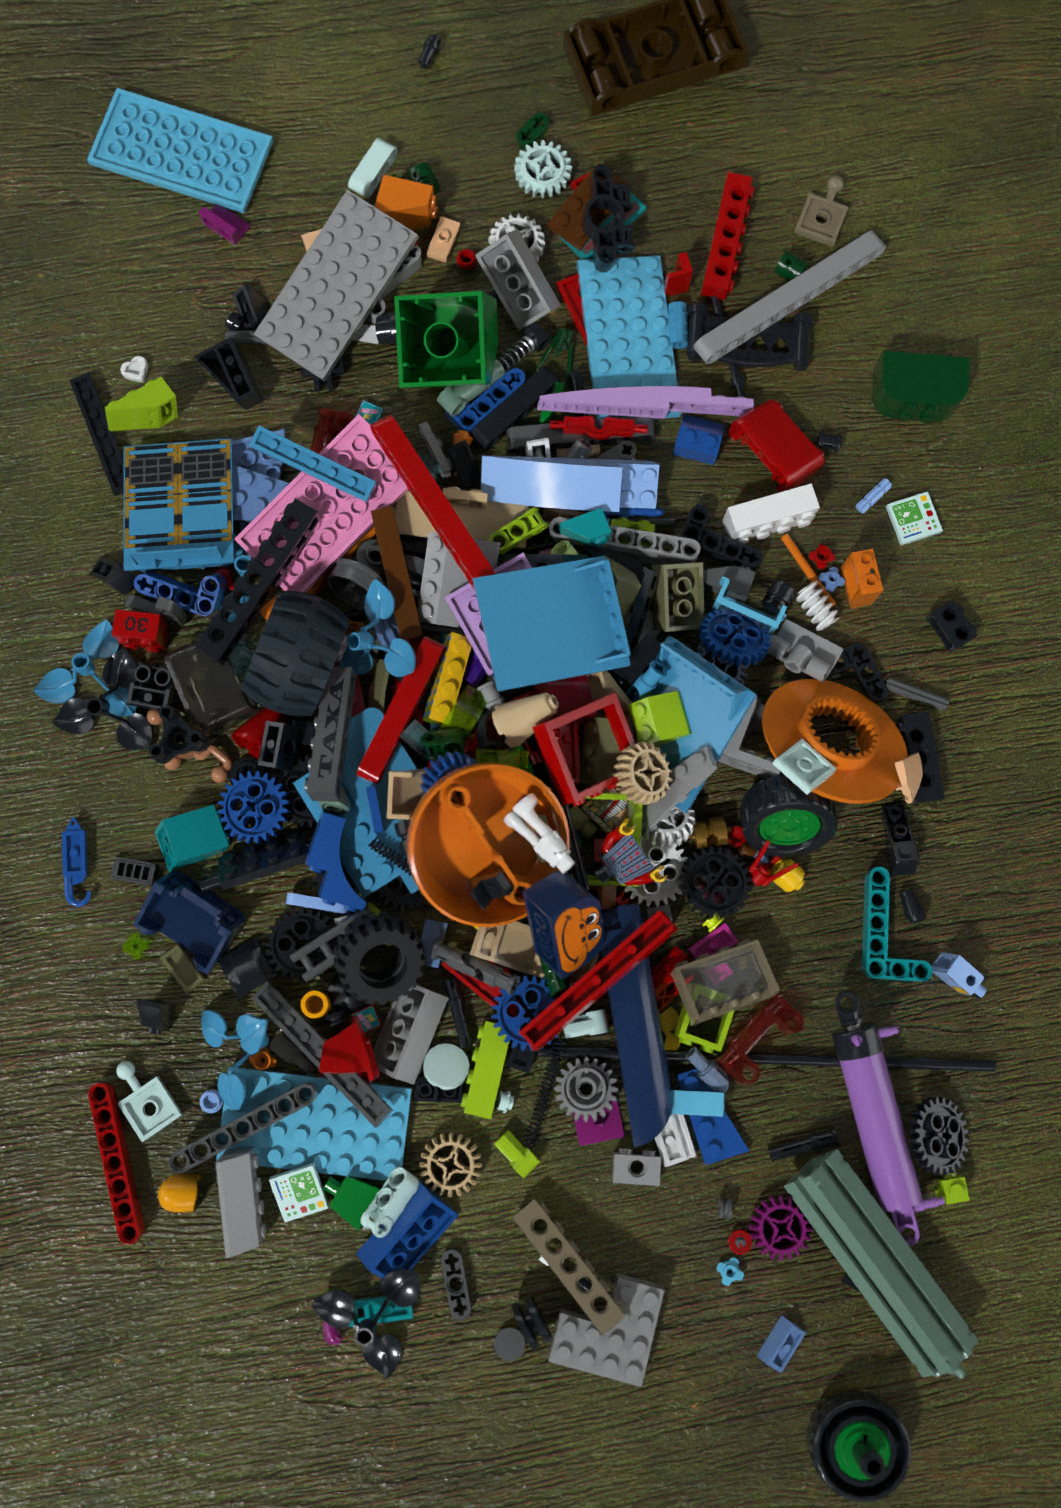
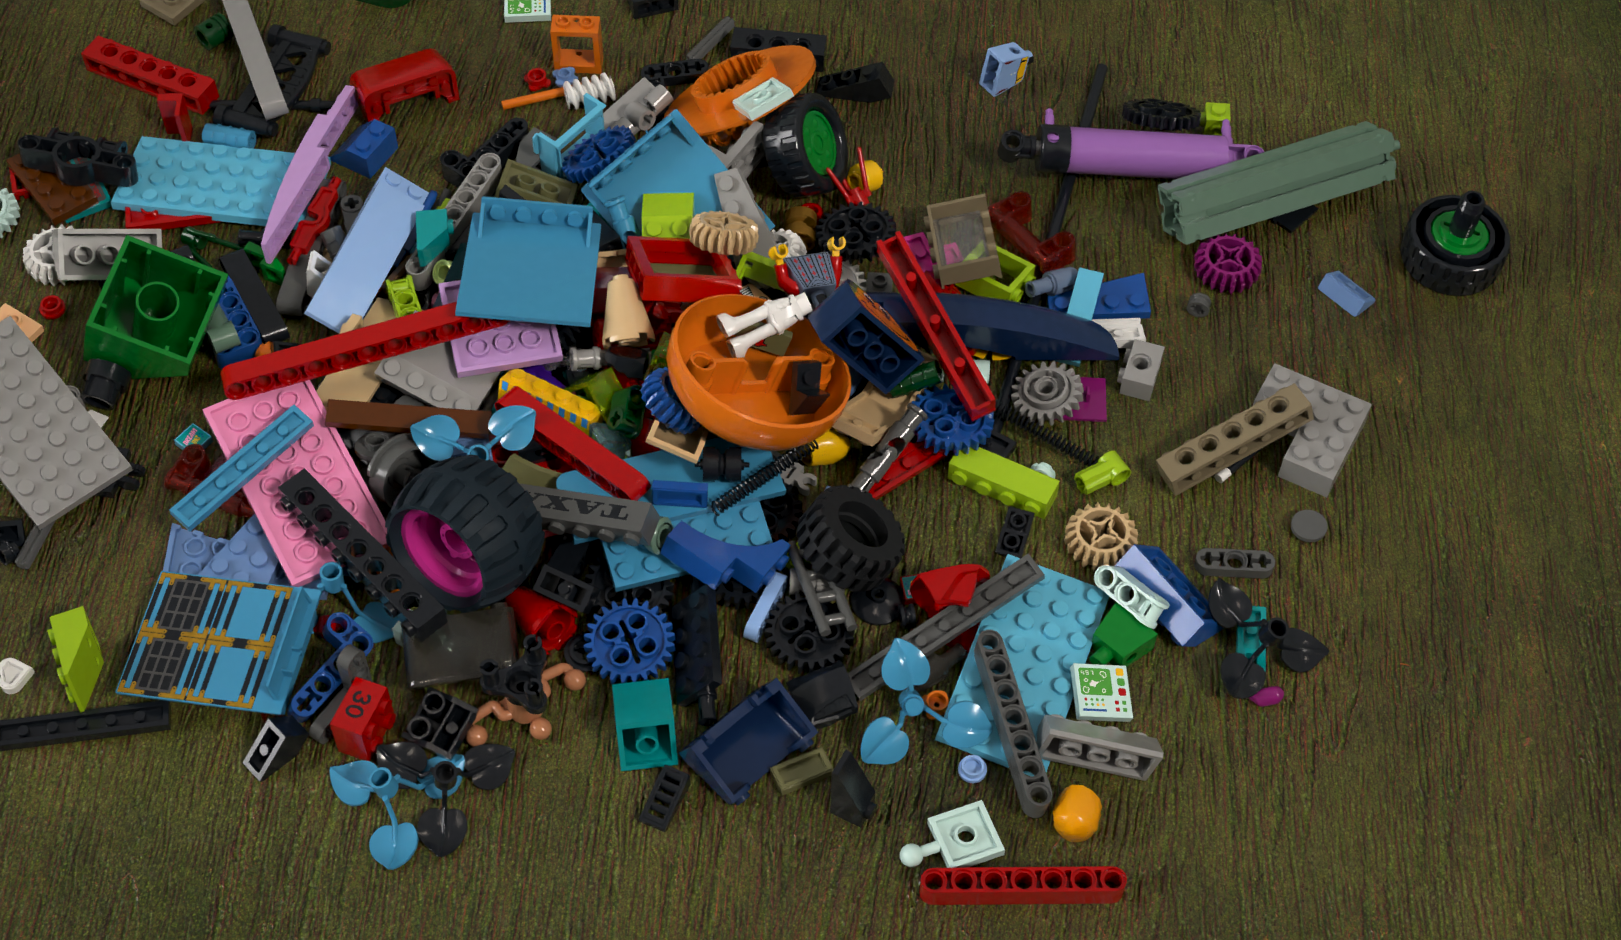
camera: 75 degrees left, 25 degrees down
(74, 861) = (629, 863): blue plate -> none
(129, 948) = (756, 809): clear neon green plate -> none
(229, 368) = (75, 560): black wedge -> none
(315, 1004) = (884, 627): light orange piece -> none
(408, 1033) = (939, 542): light grey slope -> none
(446, 1066) = (990, 517): light aqua tile -> none
(458, 1012) = (925, 496): black pin -> none
(531, 1322) = (1288, 488): black wheel -> none
(736, 1273) = (1265, 317): medium azure plate -> none
(739, 1241) = (1236, 303): red tile -> none
(747, 850) = (831, 201): reddish brown arm -> none
(771, 514) = (477, 99): white brick -> none
(777, 596) = (564, 116): black piece -> none
(816, 1144) = (1150, 249): black pin -> none
(829, 441) = (417, 43): black bush -> none
(874, 495) = (490, 26): light blue axle -> none
(881, 935) = (943, 121): teal beam -> none
(910, 775) = (788, 40): light nougat slope -> none
(912, 907) = (927, 90): black cone -> none

